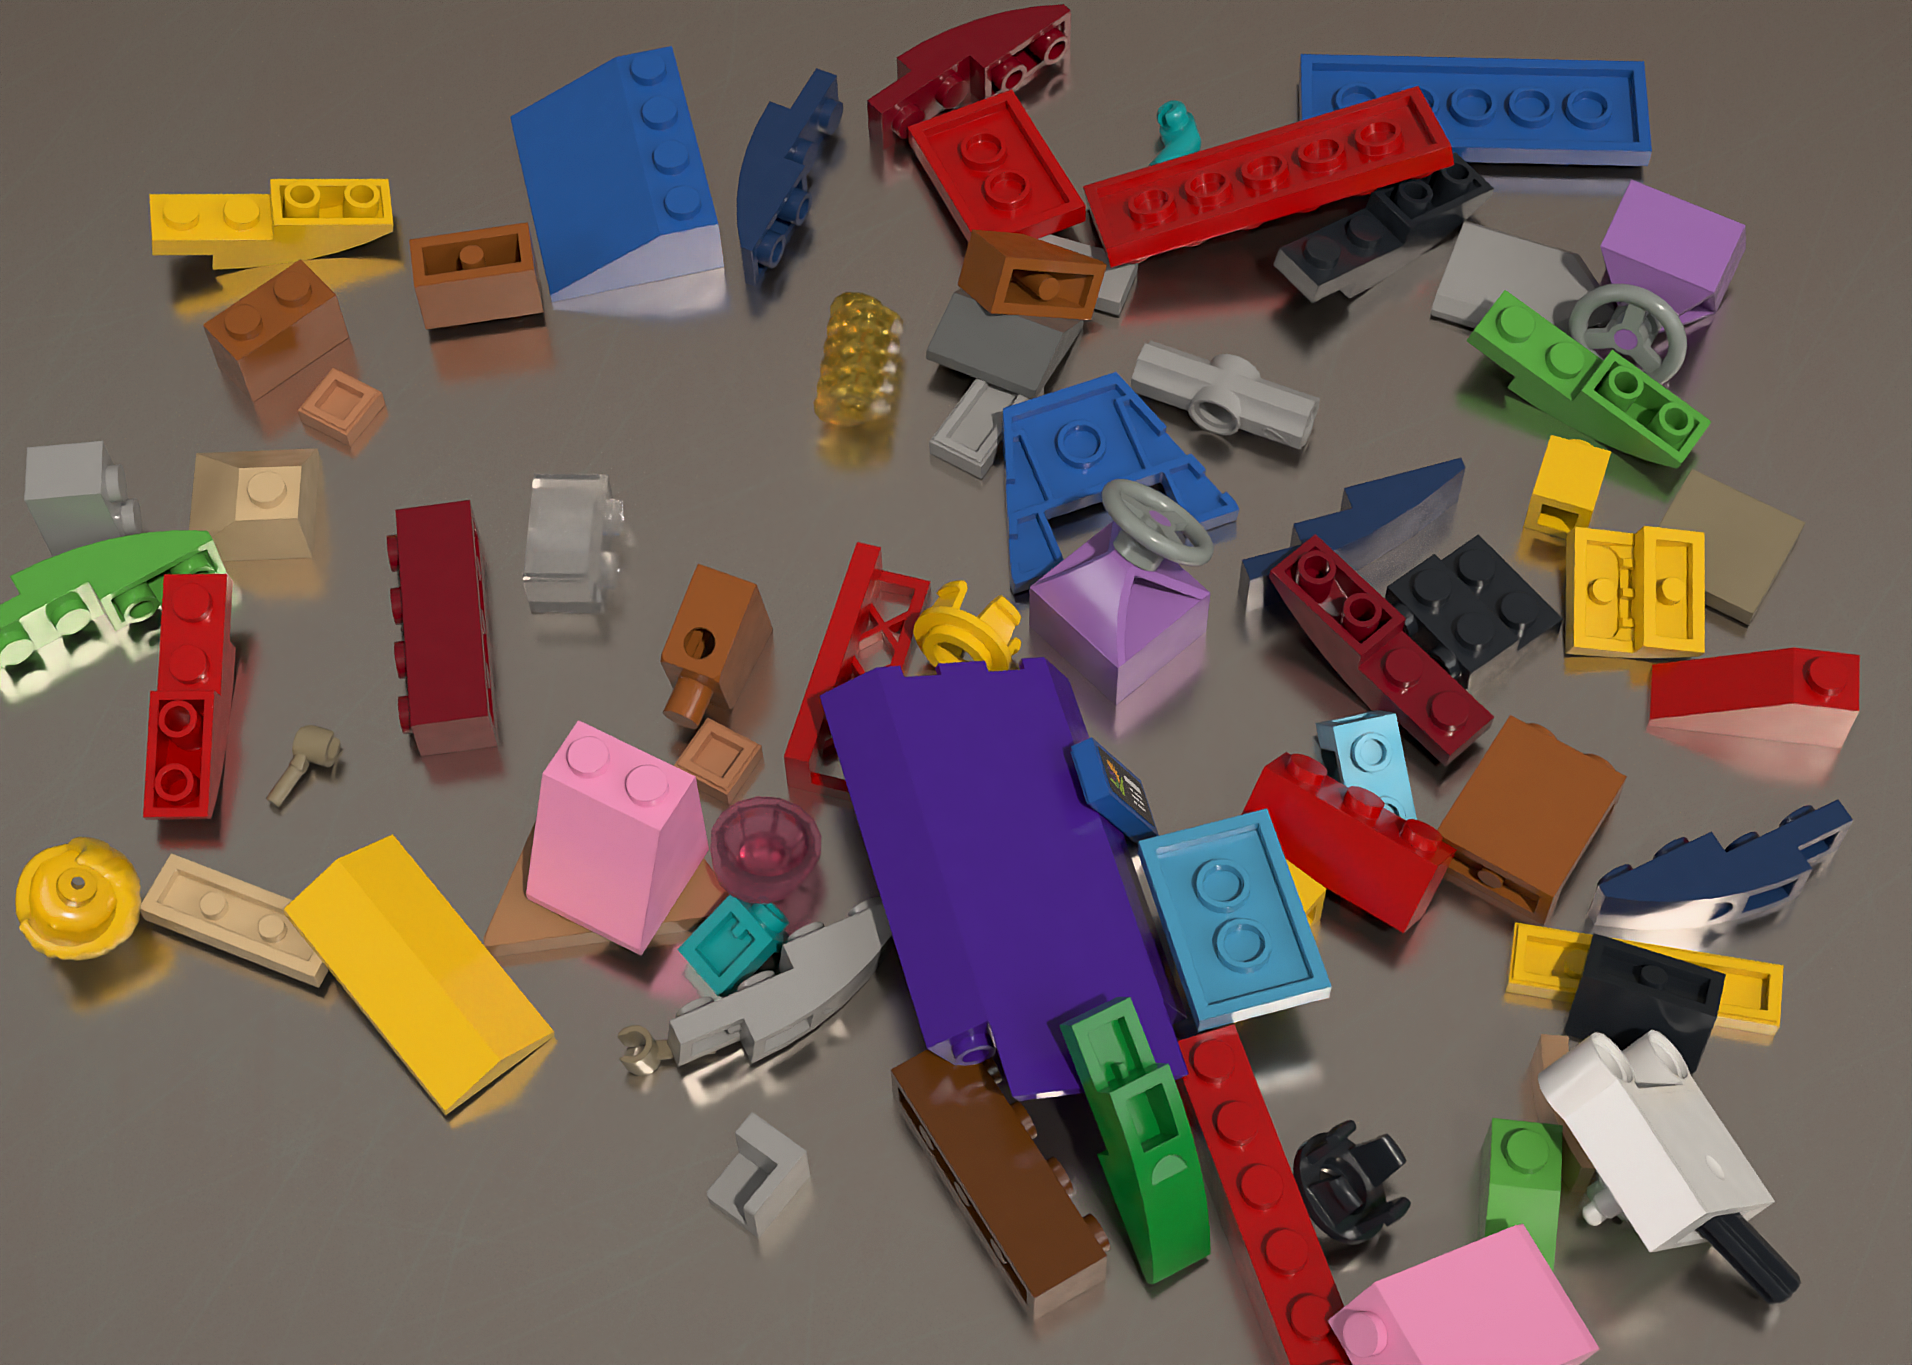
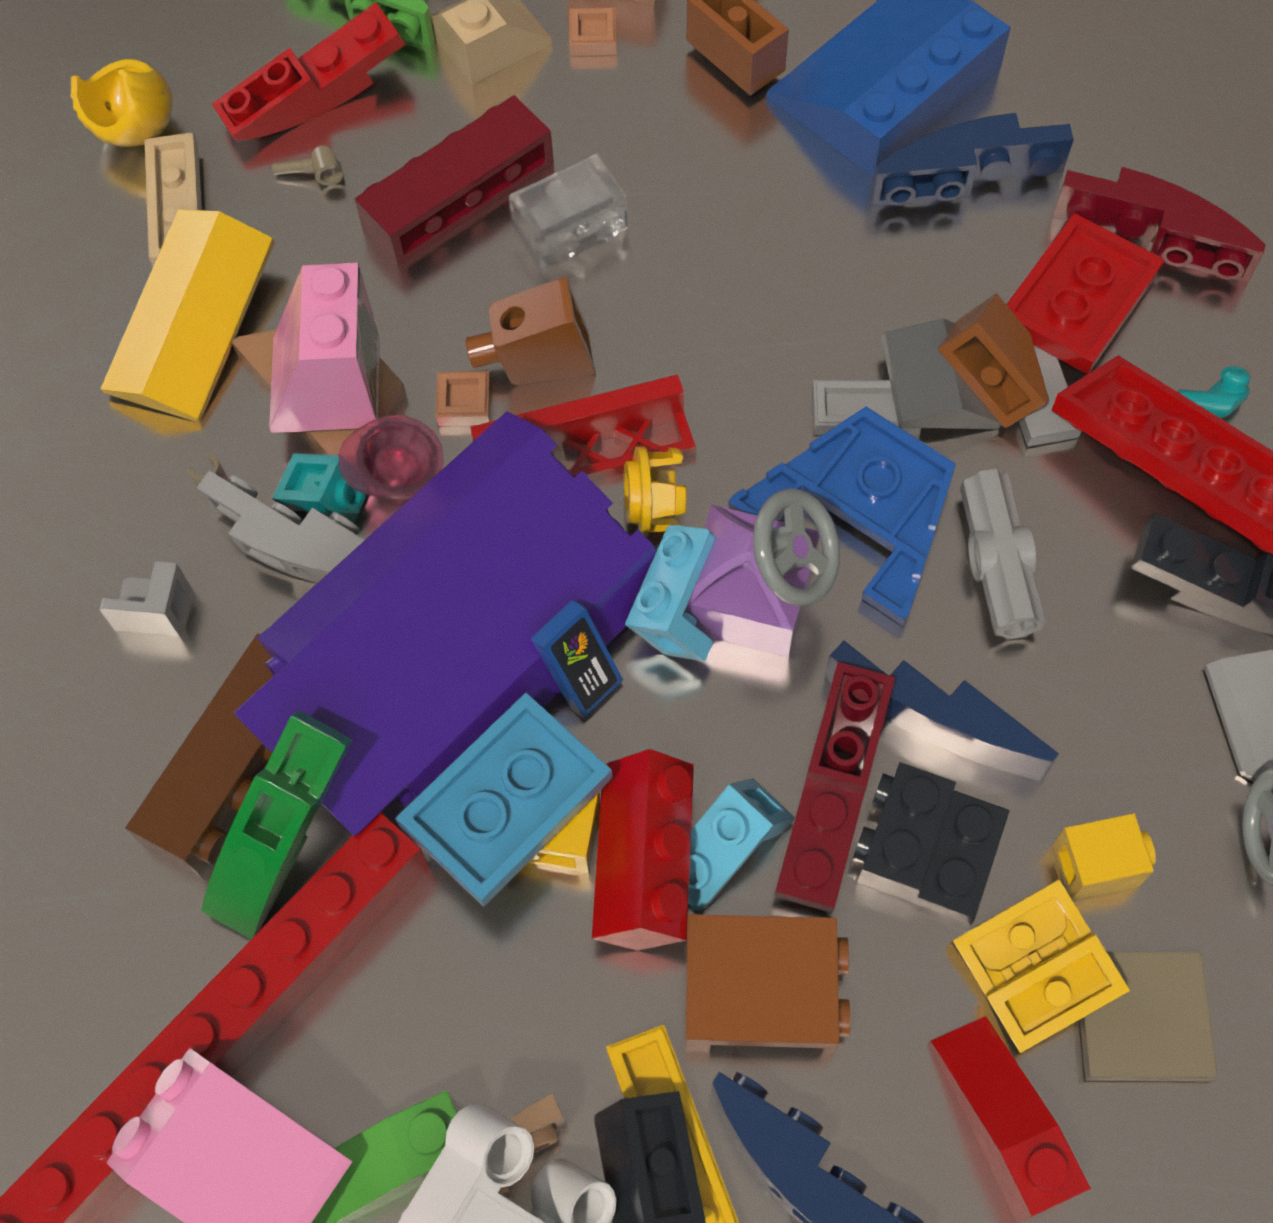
camera: 60 degrees right, 5 degrees up
(858, 361) = (841, 293): clear yellow piece -> none
(1099, 668) = (666, 590): none -> medium azure bracket
(1353, 1201) = (374, 1022): black piece -> none
(1594, 396) = (1215, 822): bright green slope -> none

